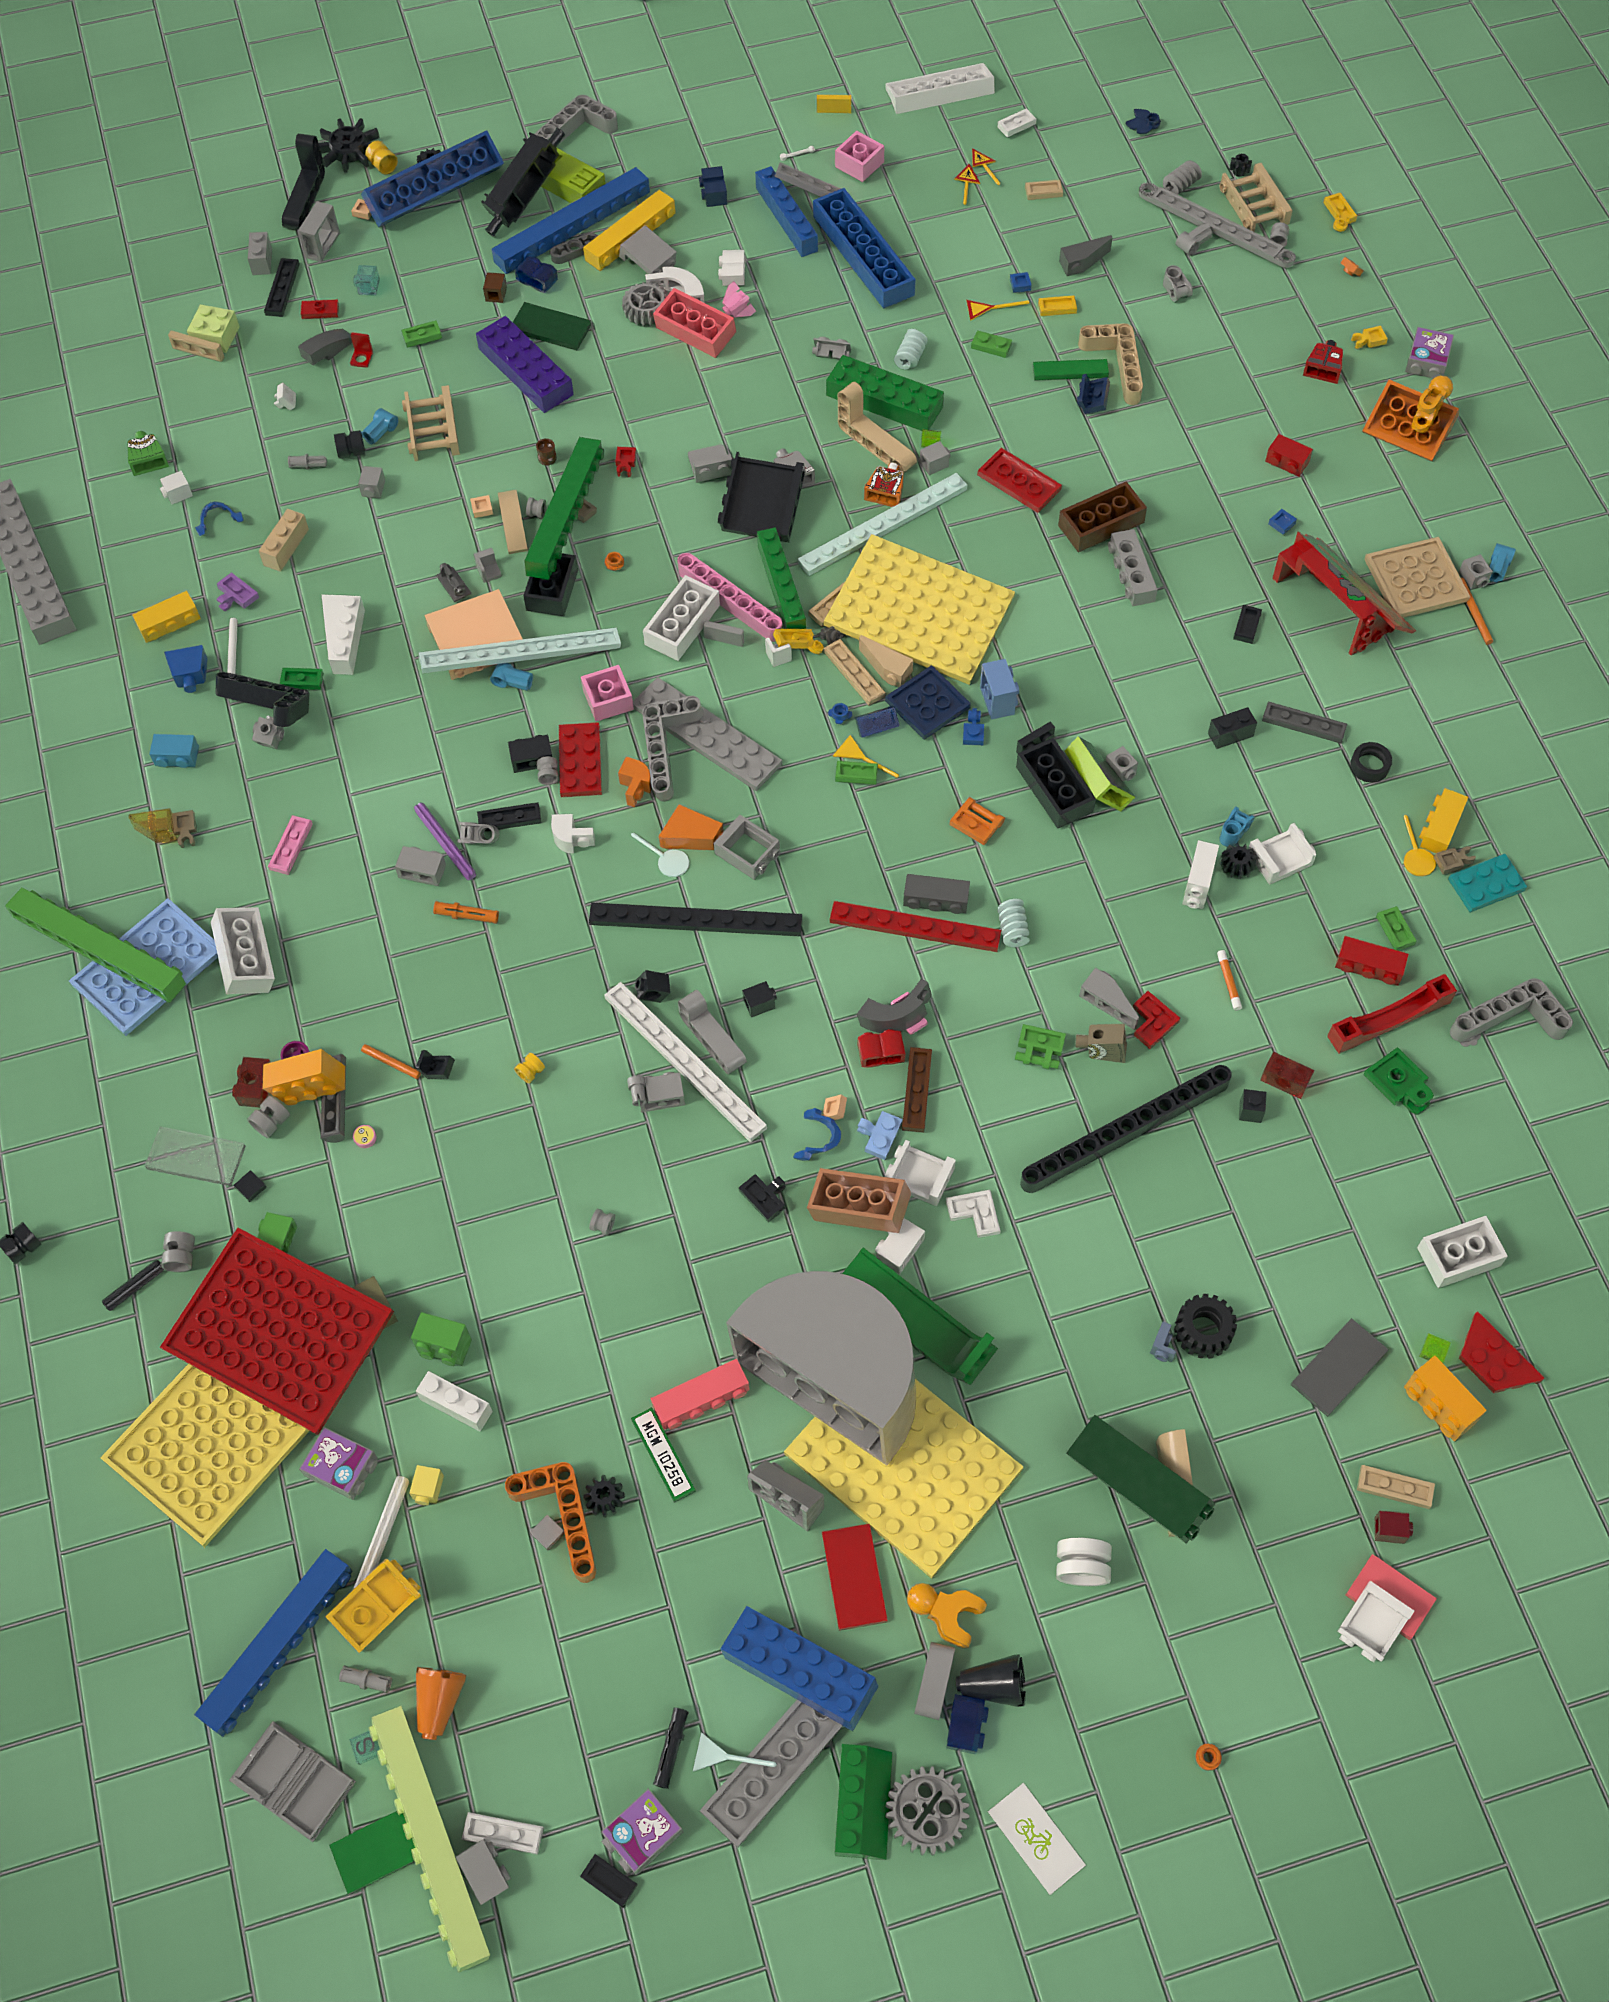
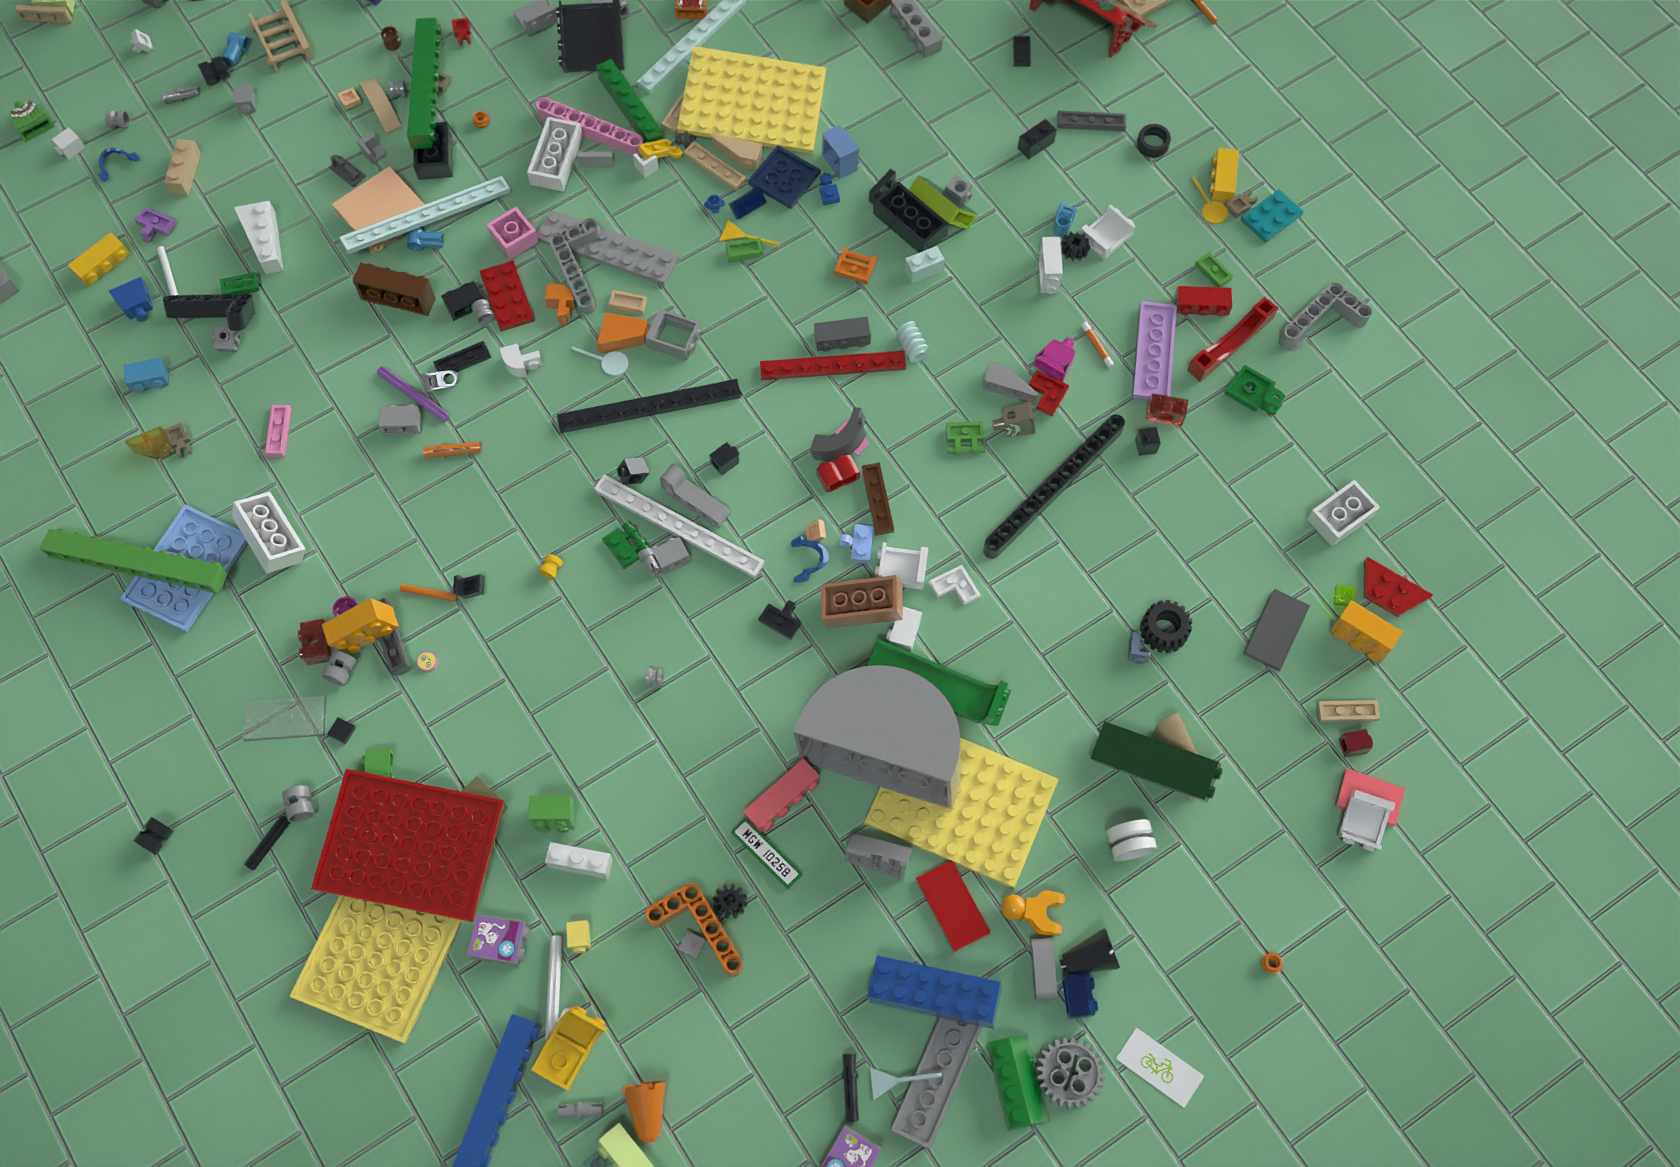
camera: 20 degrees left, 5 degrees up
(232, 472) = (118, 118): none -> light grey wheel
(460, 722) = (394, 289): none -> reddish brown brick
(613, 1068) = (620, 547): none -> green plate
(709, 799) = (627, 302): none -> tan tile
(1055, 839) = (924, 264): none -> light aqua brick
(1175, 983) = (1056, 358): none -> dark pink torso
(1295, 1003) = (1154, 350): none -> lavender plate

